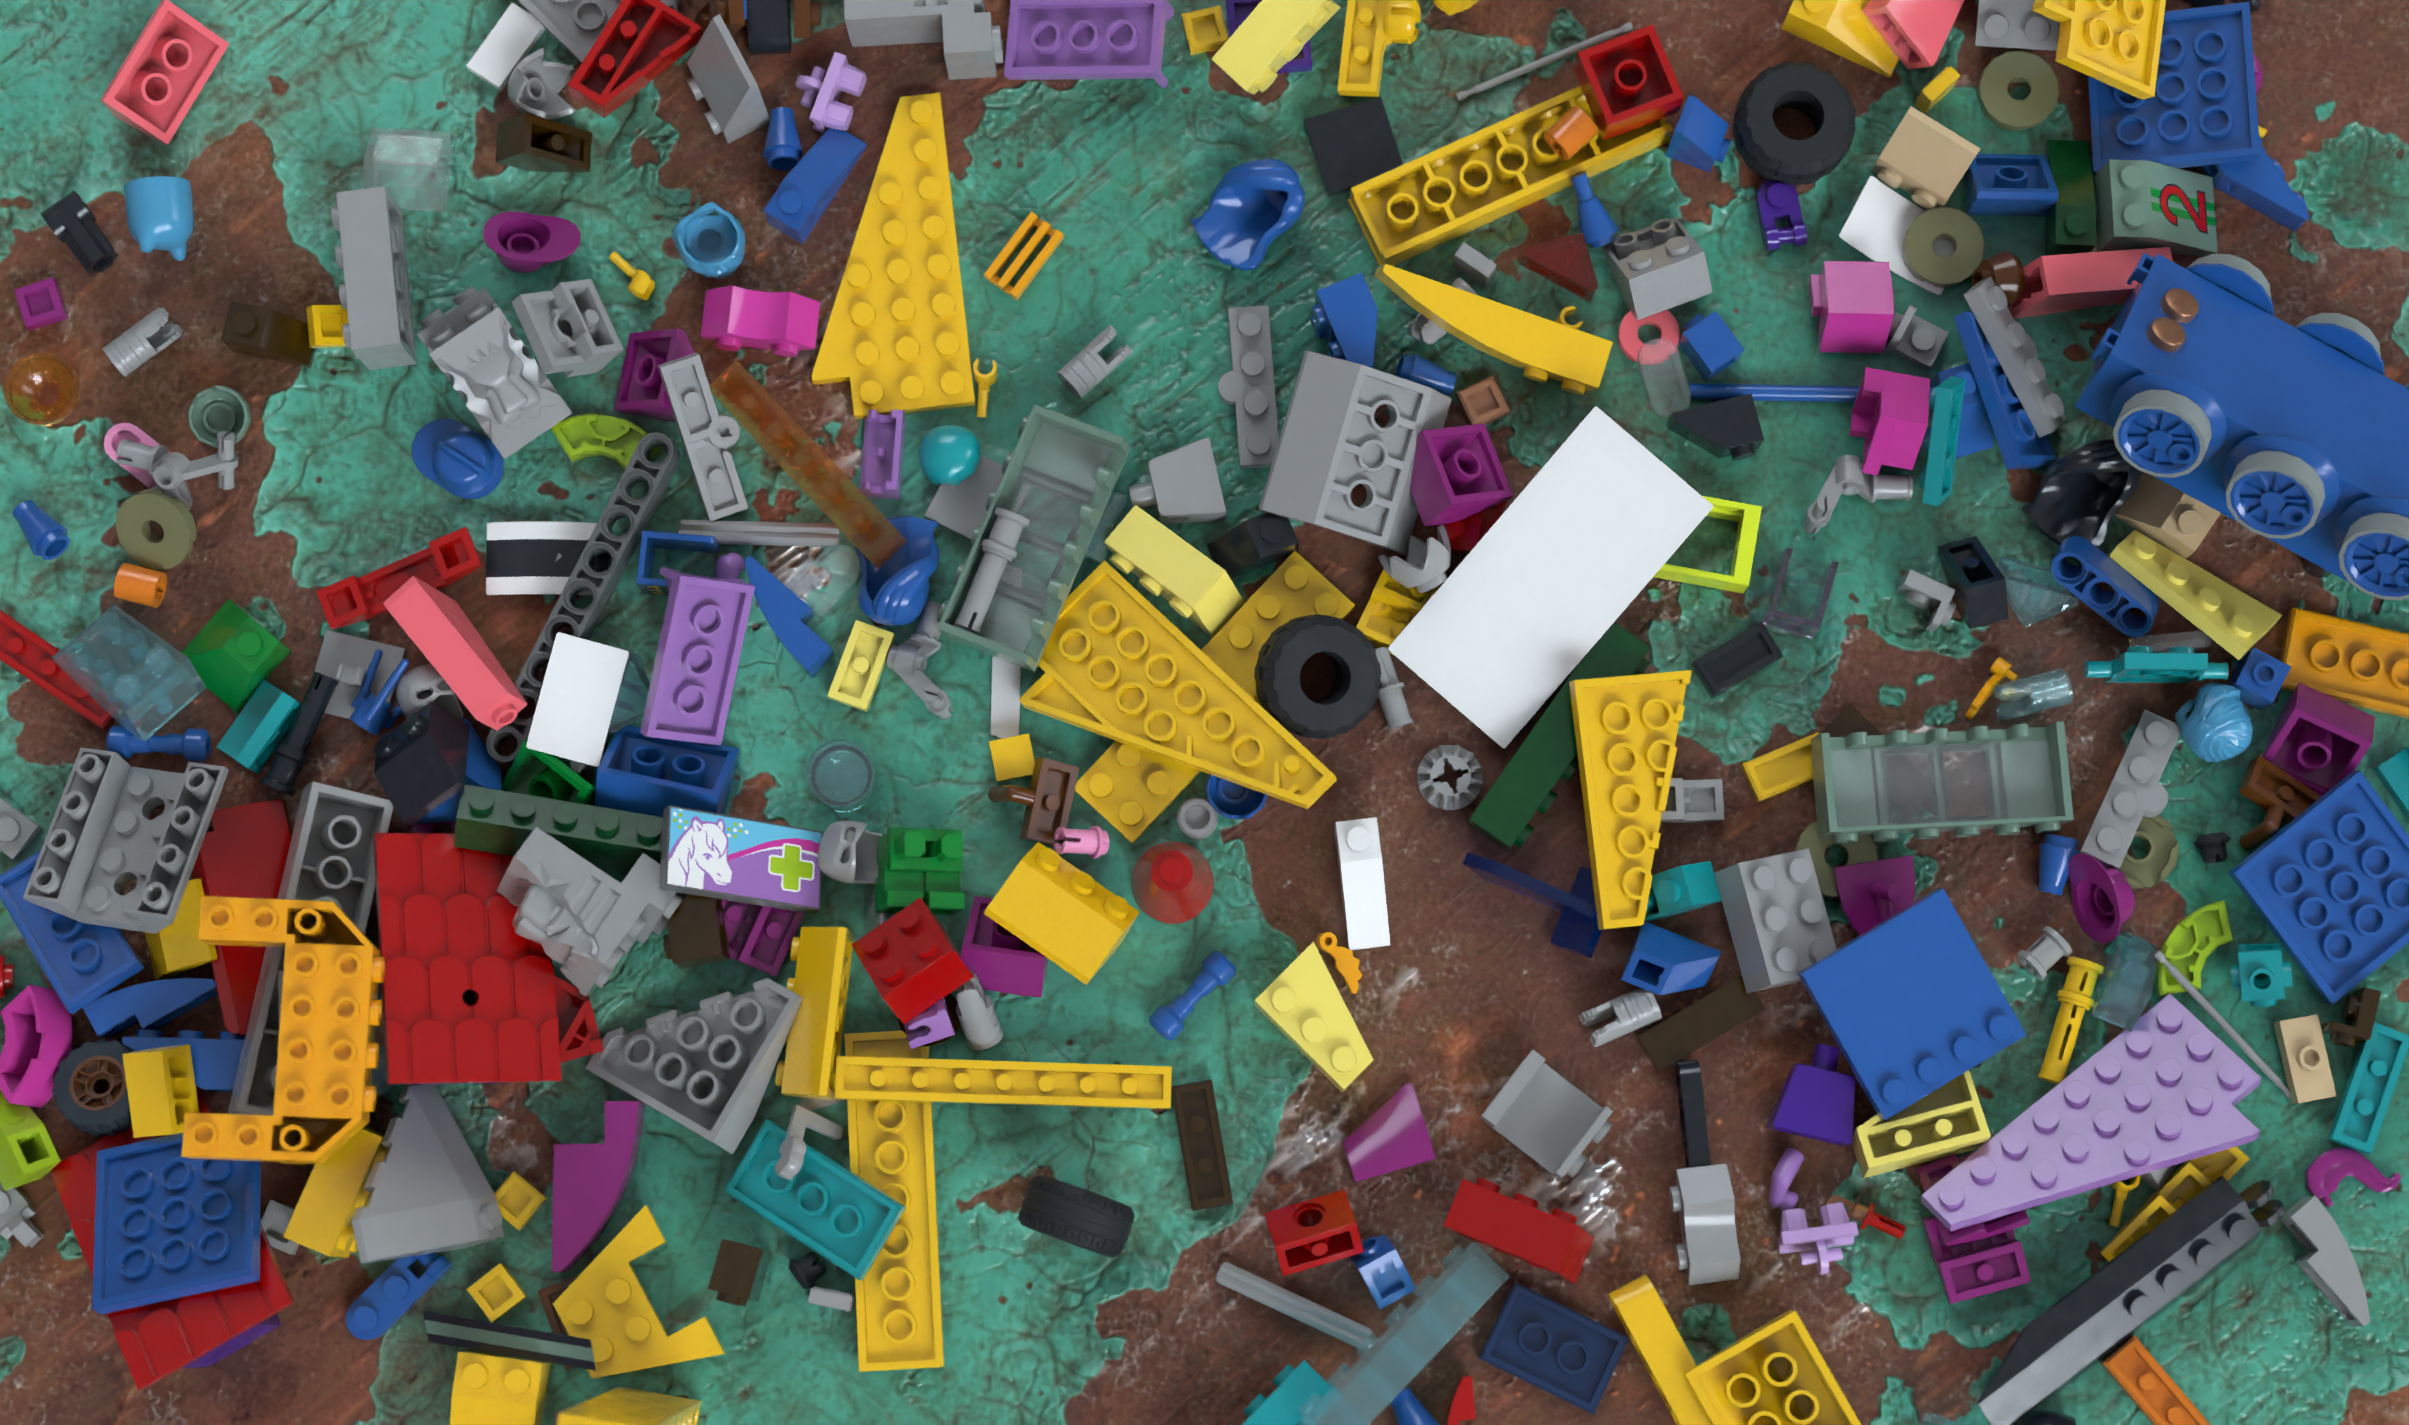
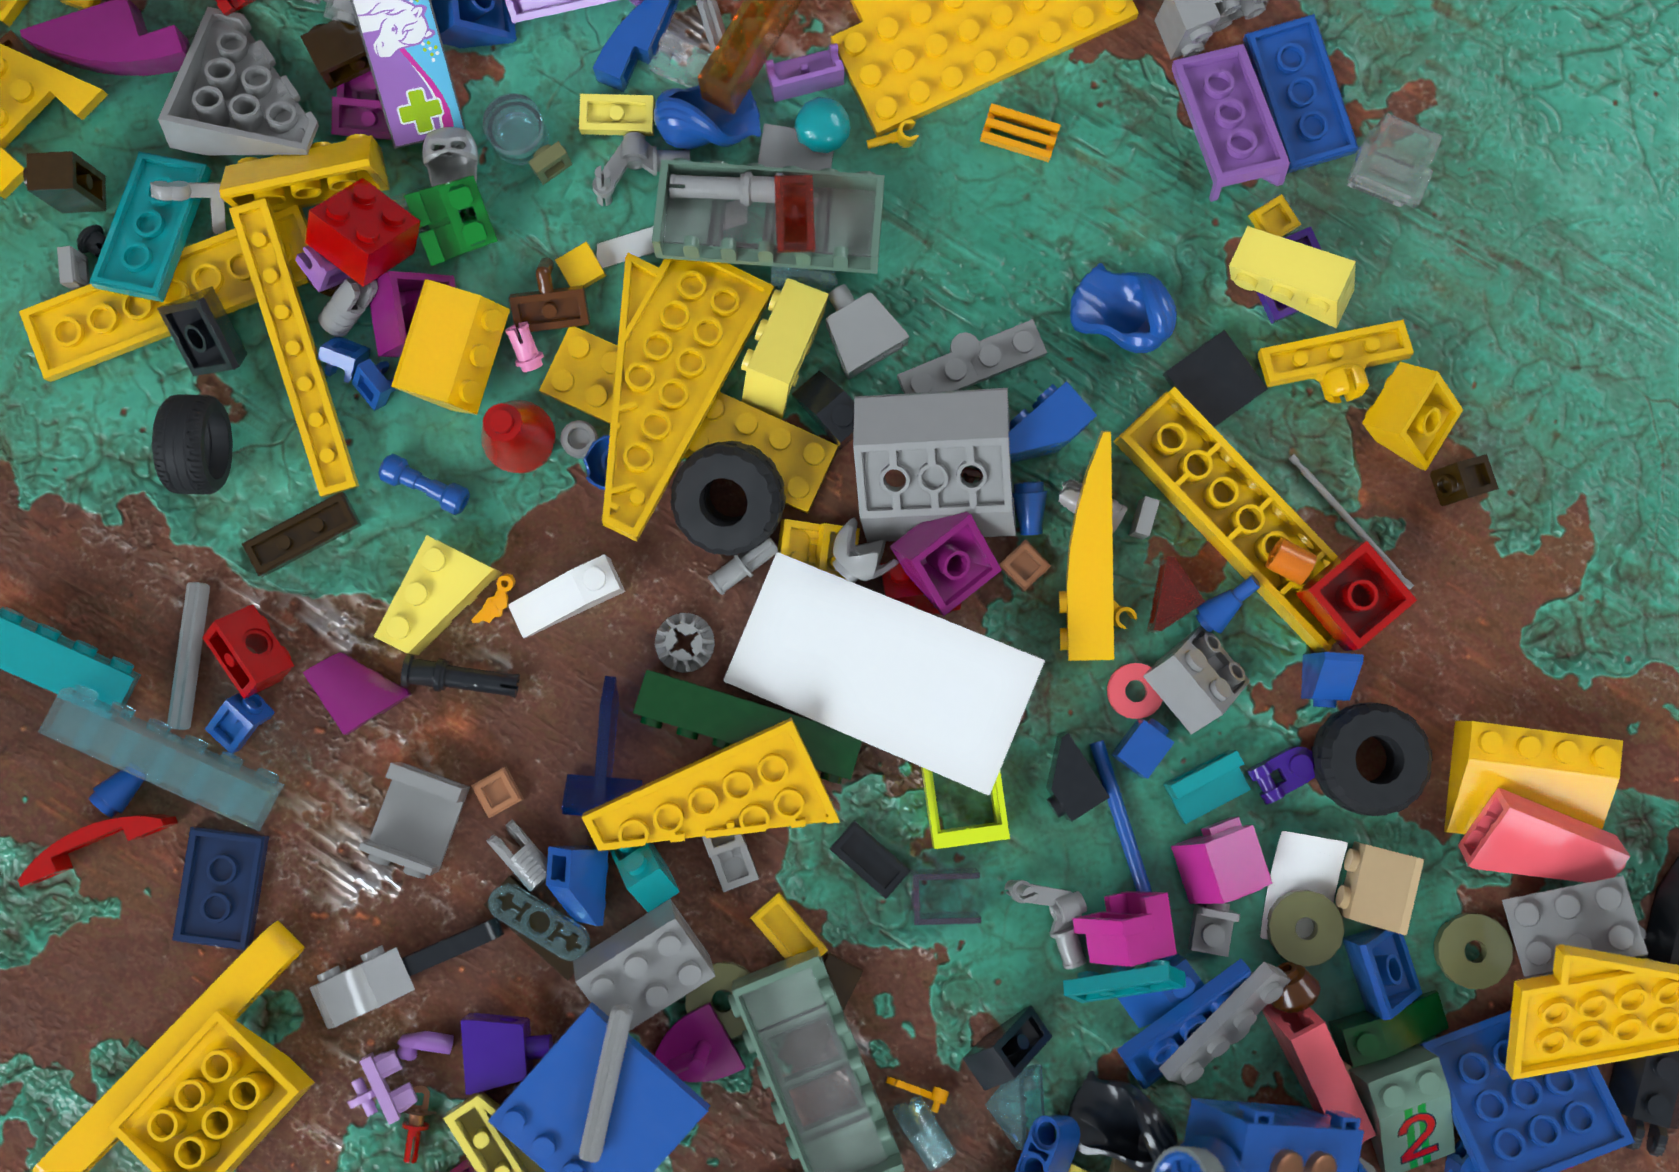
camera: 65 degrees right, 5 degrees up
(888, 752) = (549, 162): none -> olive plate
(955, 1176) = (203, 333): none -> black slope
(1025, 1035) = (342, 354): none -> blue tile
(1050, 507) = (794, 213): none -> clear red slope
(1067, 1014) = (372, 383): none -> blue tile
(1088, 368) = (936, 217): light grey hinge -> none
(1403, 1039) = (443, 675): none -> black pin
(1519, 1228) = (304, 827): red wedge -> none
(1545, 1023) = (497, 792): none -> nougat tile
(1663, 377) = (1099, 715): clear tile -> none
(1727, 1005) = (520, 898): none -> clear light blue beam
(1769, 294) = (1207, 785): none -> teal panel
(1884, 979) = (605, 1083): none -> light grey axle
(1925, 591) = (983, 1006): light grey bracket -> none
(1937, 89) = (1449, 877): yellow tile -> none

